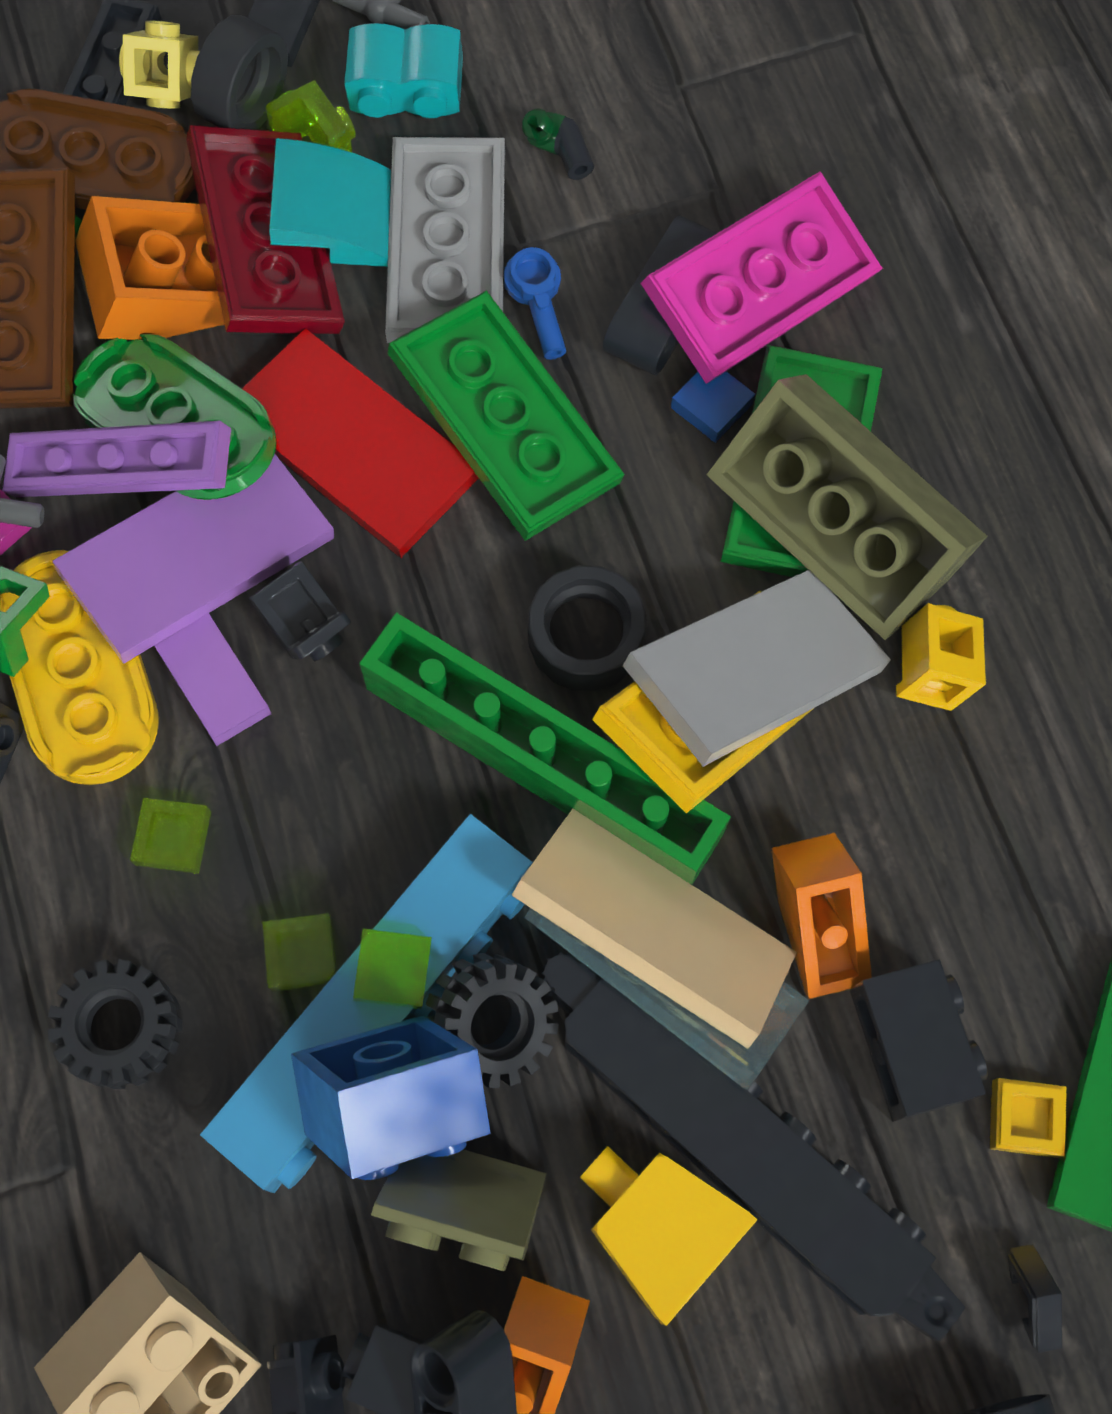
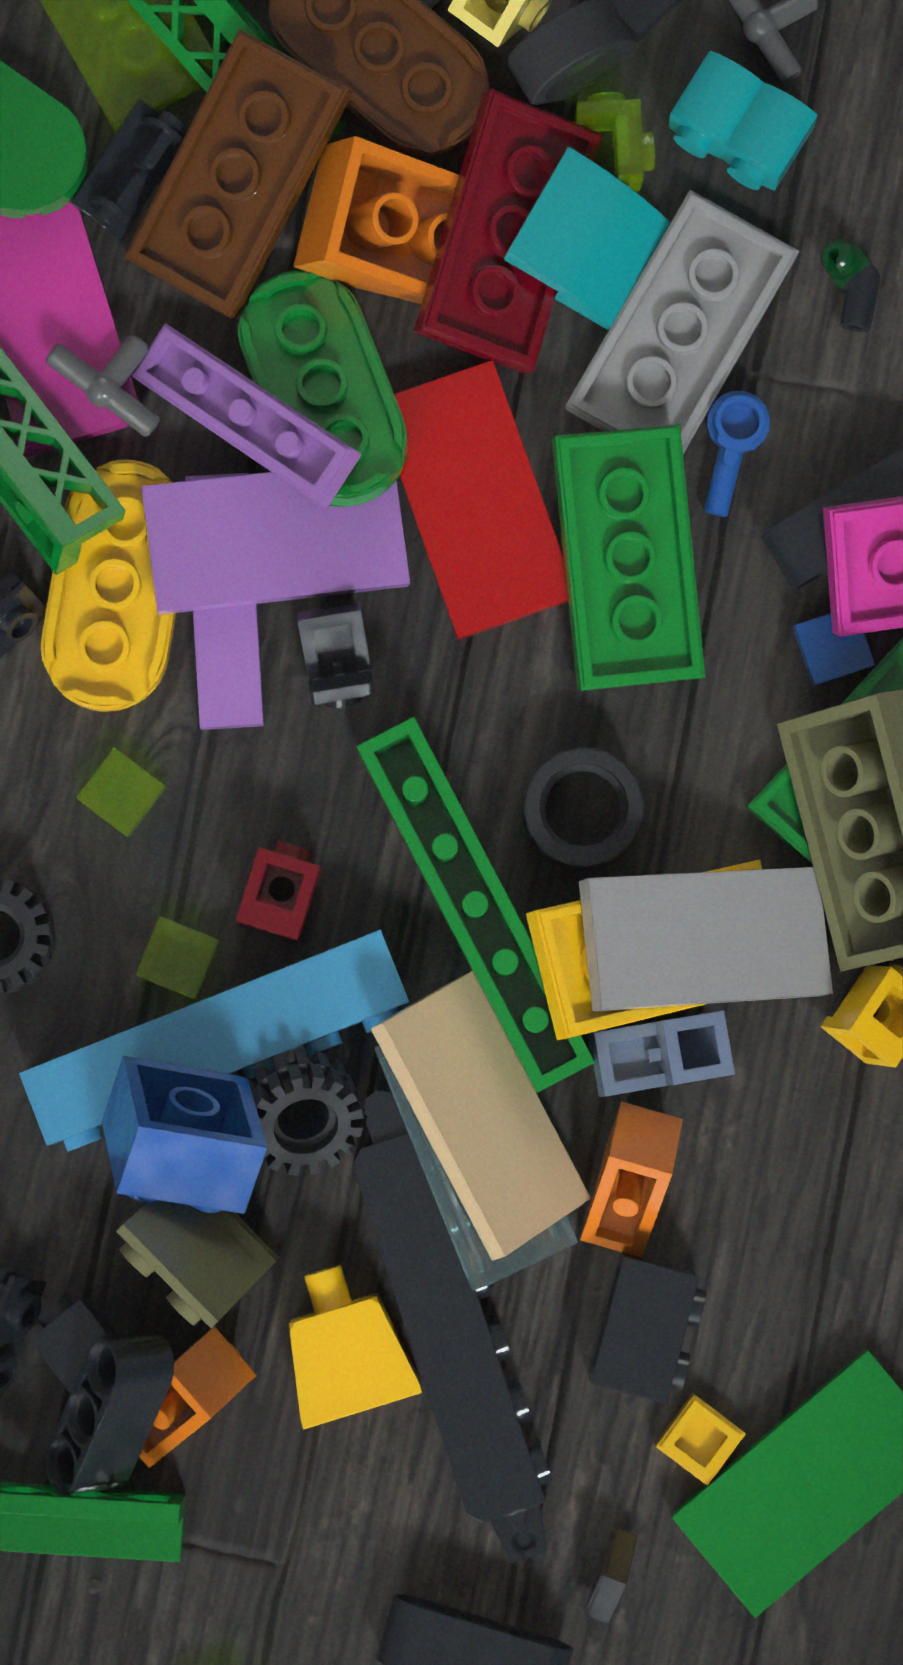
camera: 30 degrees right, 15 degrees up
(367, 865) = (258, 906): none -> dark red brick
(392, 968) = (242, 1028): clear neon green tile -> none
(783, 786) = (661, 1053): none -> sand blue brick

